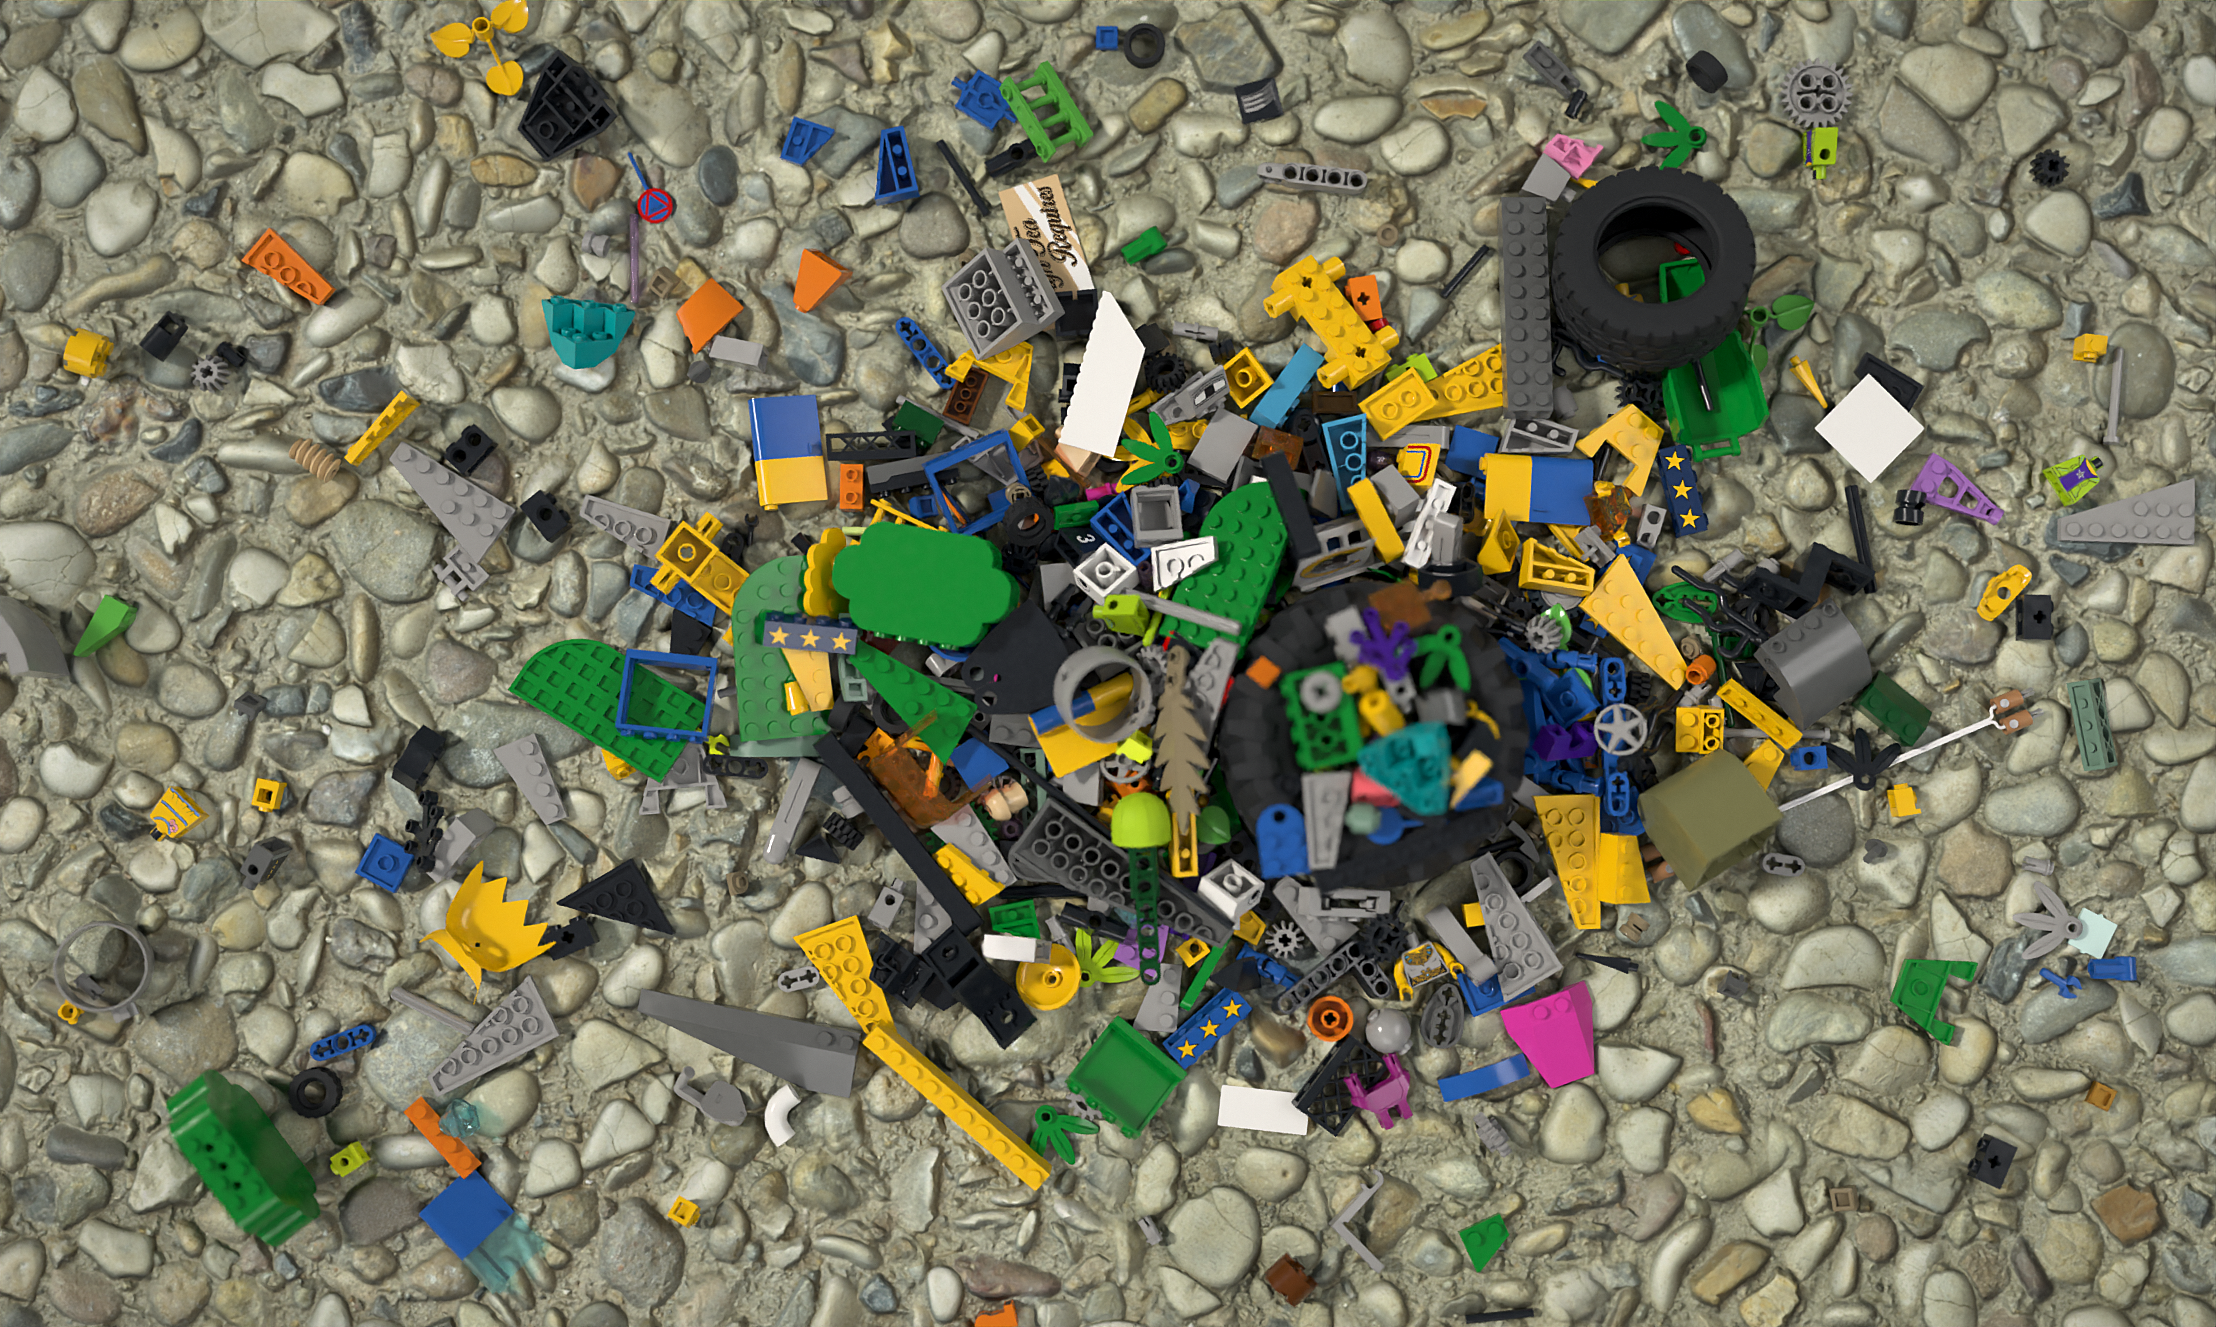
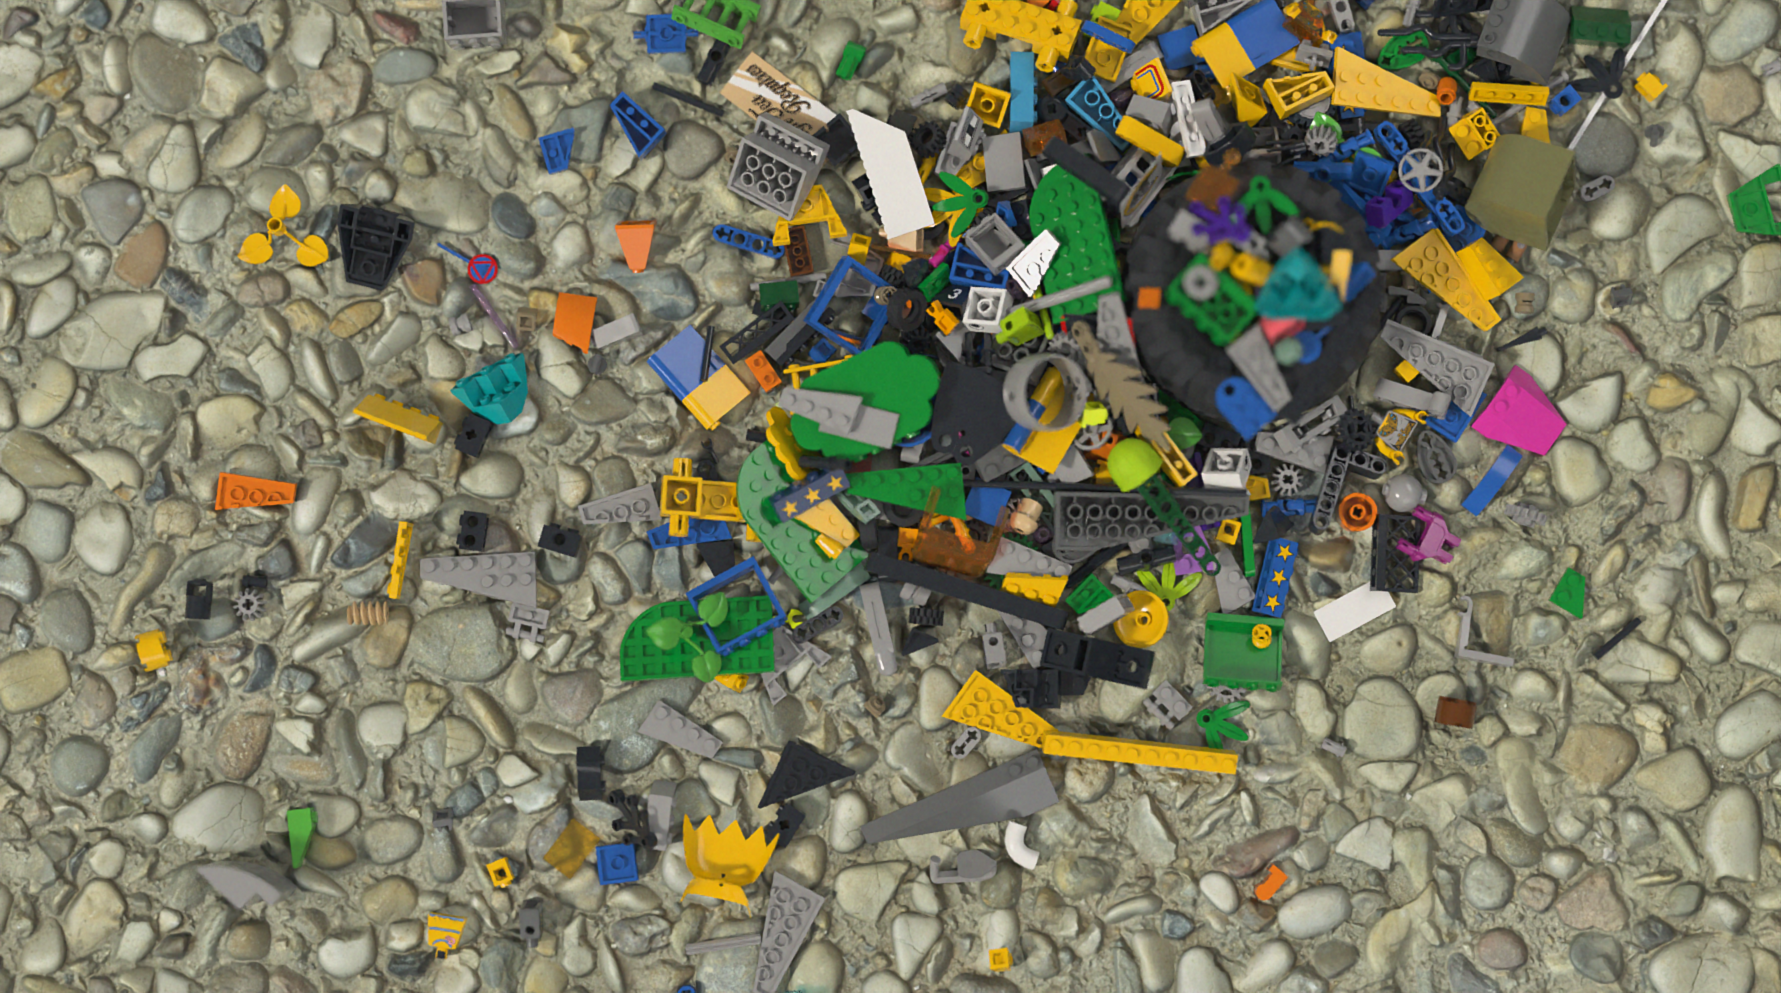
camera: 30 degrees left, 0 degrees up
(353, 818) = (571, 848): none -> clear yellow piece
(472, 292) = (399, 418): none -> yellow slope
(545, 356) = (475, 445): none -> black brick
(576, 673) = (667, 633): none -> bright green plant
(811, 433) = (707, 353): none -> black bar
(848, 619) = (831, 463): none -> black pin
(879, 563) = (826, 408): none -> light grey wing
(902, 599) = (870, 426): none -> light grey piece
(1025, 1076) = (1171, 700): none -> light grey plate
(1059, 555) = (944, 318): none -> light orange plate
(1157, 1070) = (1261, 630): none -> yellow wheel
(1355, 403) = (1078, 68): none -> black piece
(1406, 392) = (1108, 36): none -> blue beam

